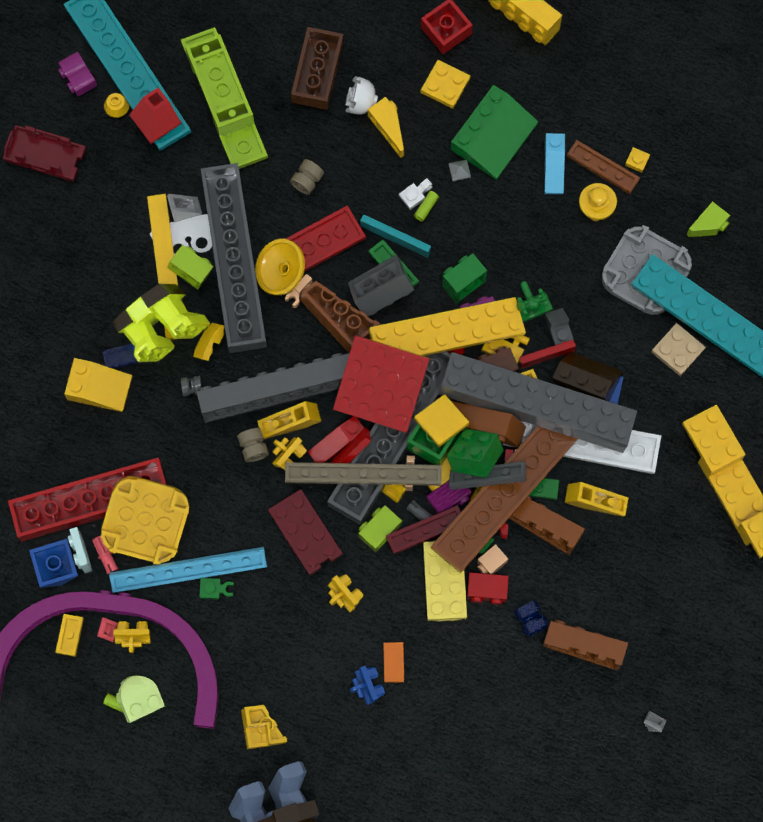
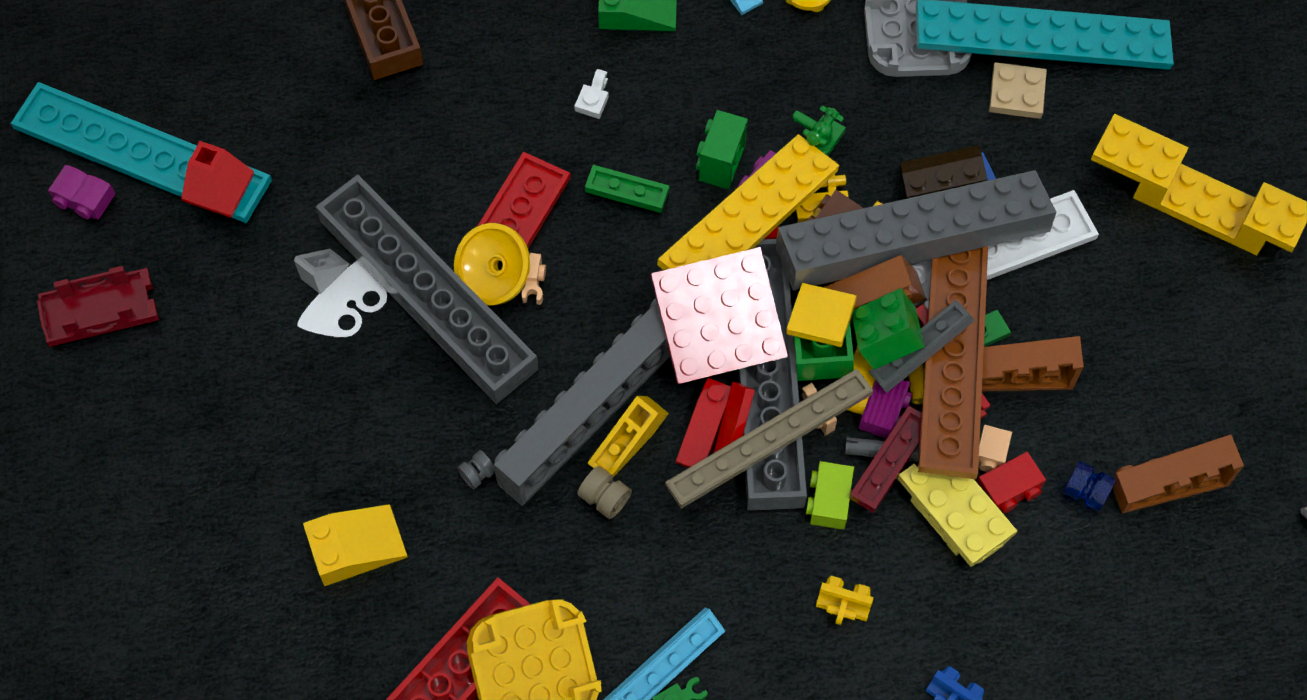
camera: 35 degrees left, 10 degrees down
(116, 105) = (155, 201): yellow cone -> none
(119, 356) = (362, 487): clear blue tile -> none
(162, 241) = (346, 351): yellow tile -> none
(163, 305) = (370, 390): neon yellow piece -> none
(190, 266) = (378, 329): lime brick -> none
(211, 335) = (460, 409): yellow slope -> none
(224, 97) = (290, 108): lime bracket -> none
(293, 447) = (648, 475): yellow hips -> none
(304, 532) = (745, 556): dark red piece -> none
(308, 174) = (452, 146): dark tan wheel -> none
(336, 315) = (601, 280): dark orange wedge -> none
(360, 96) = (454, 25): white cylinder -> none
(380, 286) = (630, 215): dark grey slope -> none
(385, 118) = (504, 36): yellow slope -> none
(393, 662) = (965, 647): orange tile -> none
(395, 236) = (605, 153): teal tile -> none
(395, 492) = (817, 441): yellow plate -> none
(426, 206) = (616, 102): lime hinge -> none
(459, 170) = (626, 43): light grey slope -> none
(547, 354) = (879, 176): red tile -> none
(559, 326) = (865, 143): dark grey slope -> none
(596, 499) = (1054, 304): yellow slope -> none

